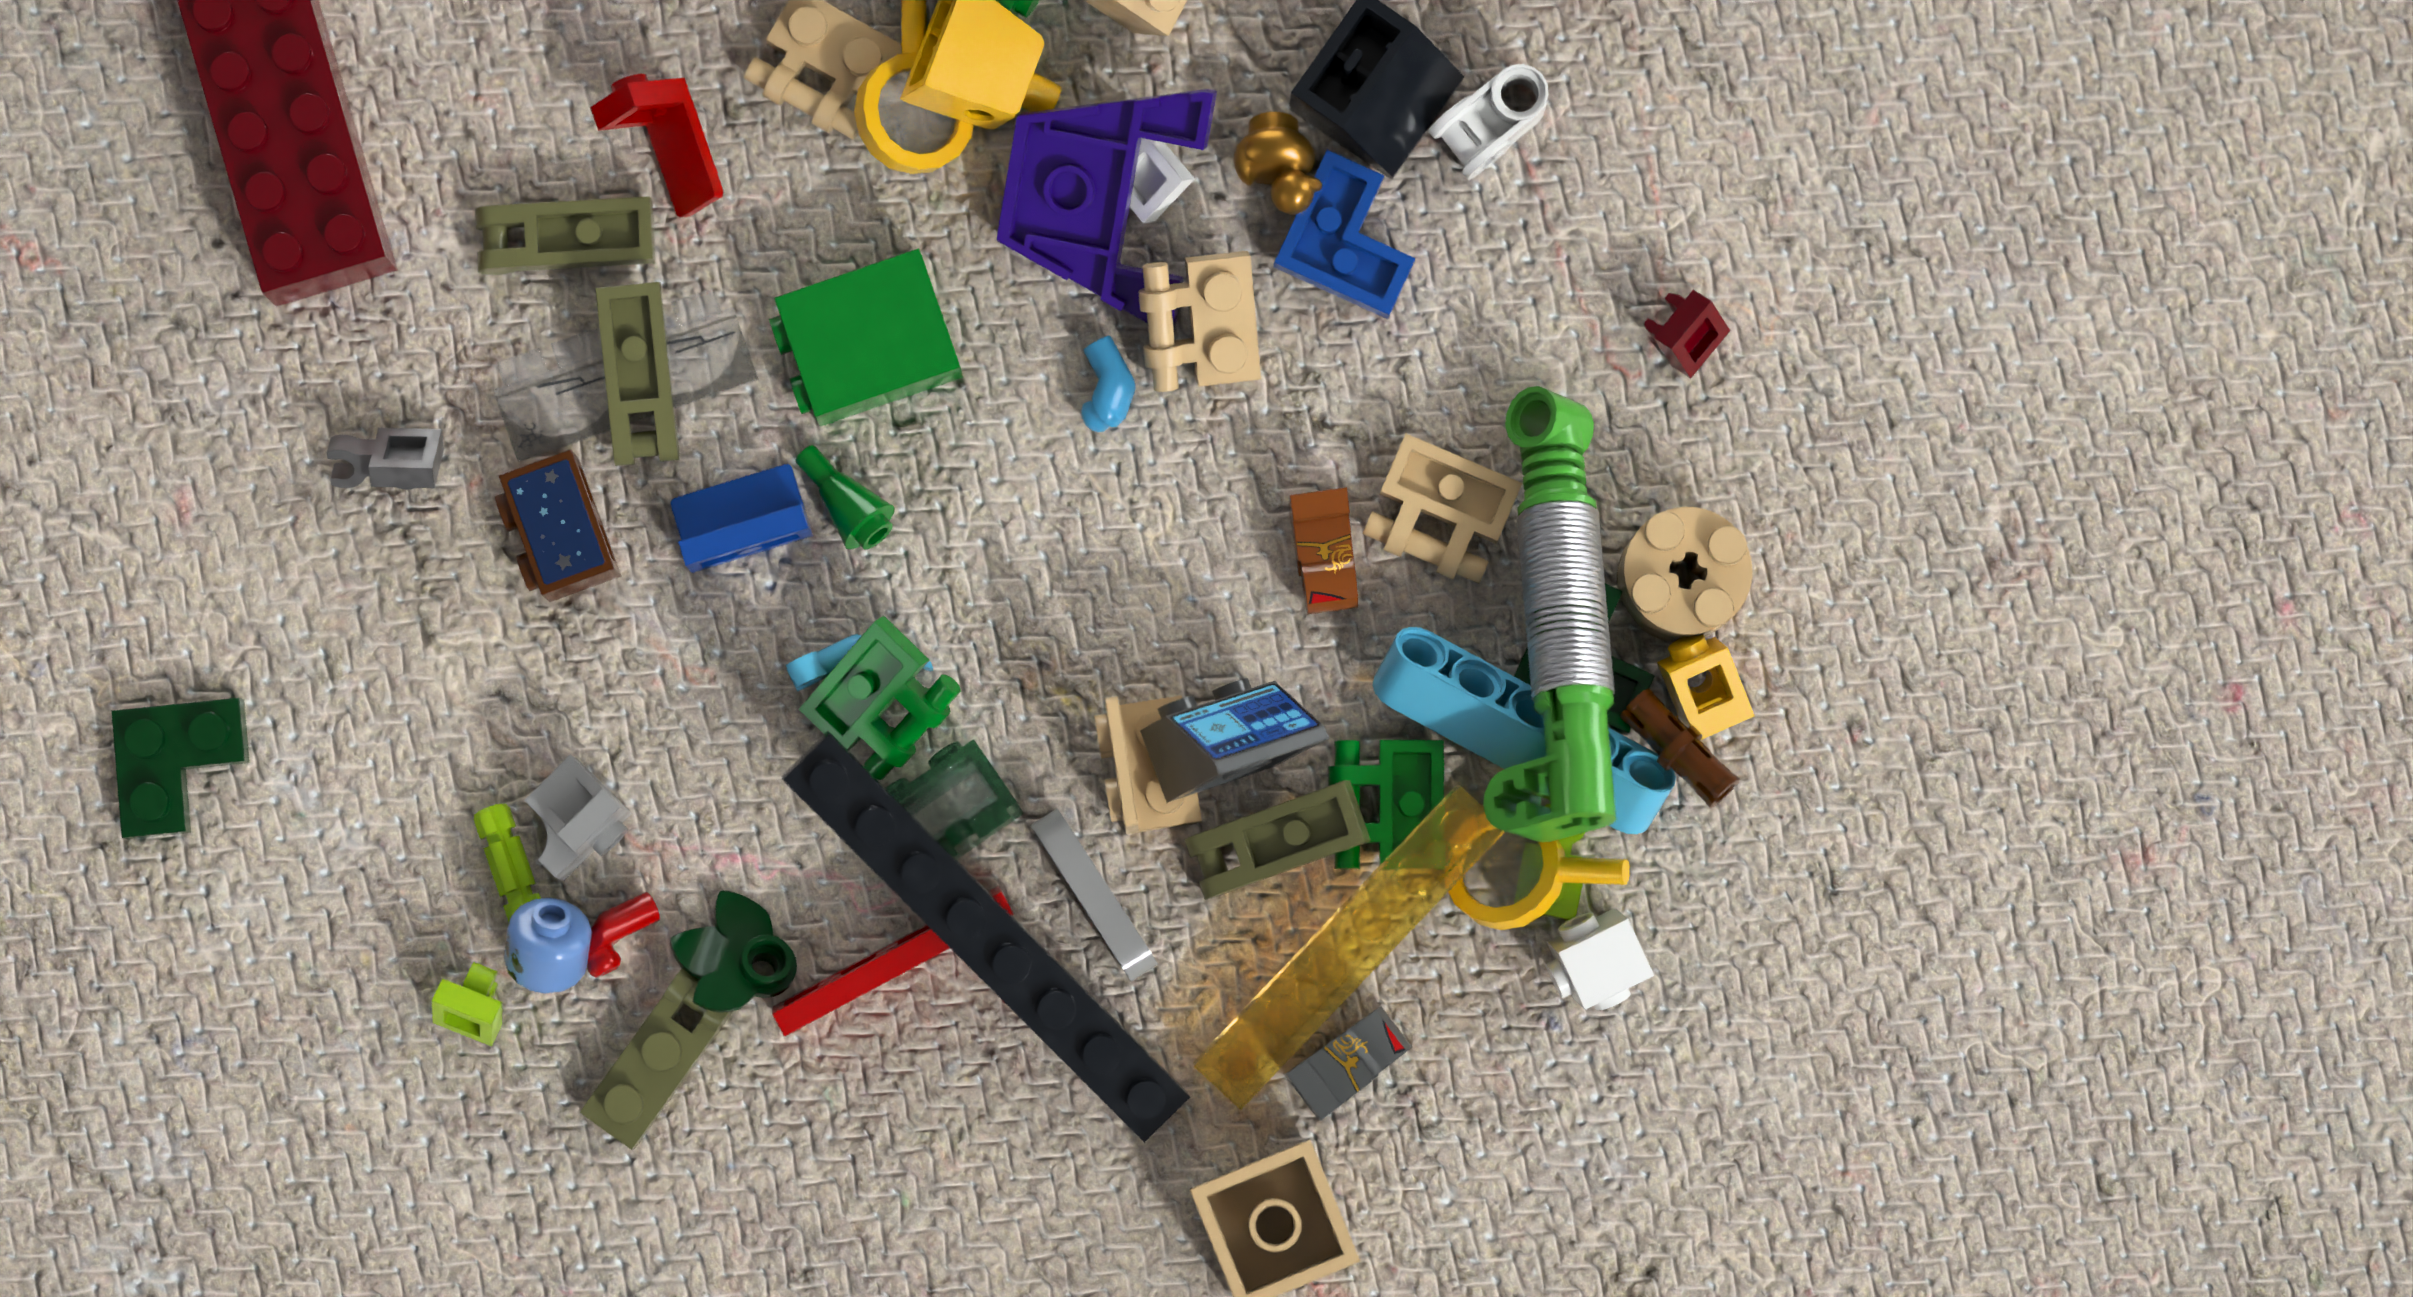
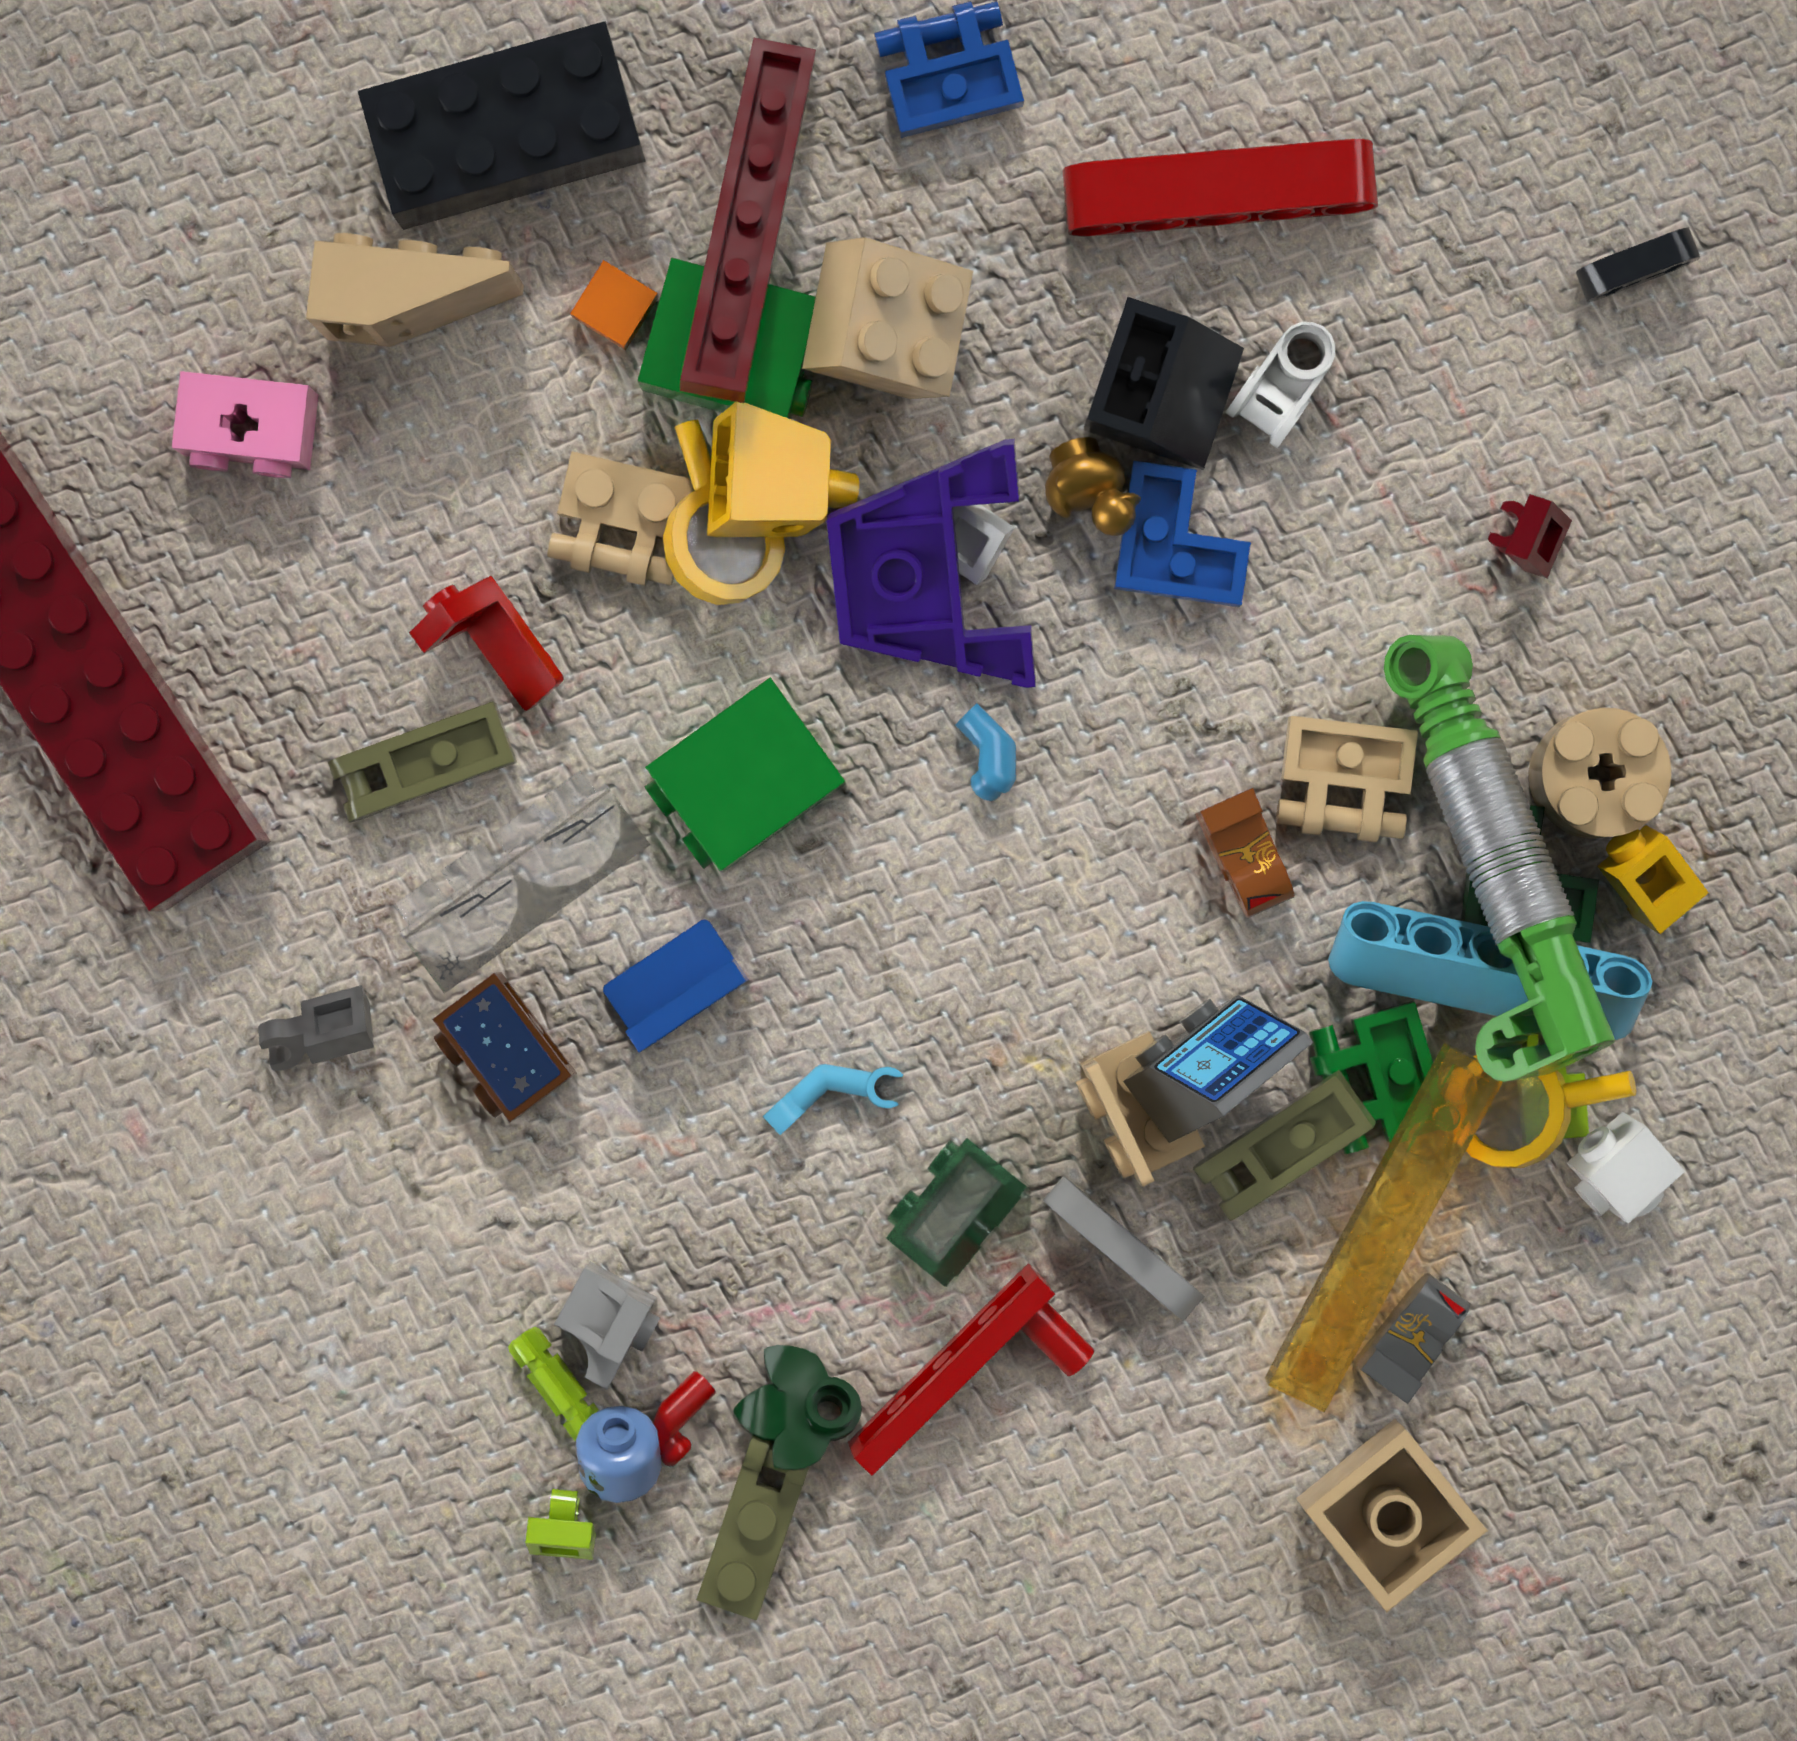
camera: 10 degrees left, 5 degrees up
(157, 748) = (186, 1374): dark green plate -> none
(637, 370) = (533, 874): olive plate -> none
(856, 511) = (781, 945): green cone -> none
(866, 684) = (847, 1110): green plate -> none
(985, 936) = (1033, 1323): black plate -> none
(1220, 320) = (1081, 659): tan plate -> none
(1679, 748) = (1647, 946): reddish brown pin -> none
(1861, 107) = (1638, 264): none -> black beam

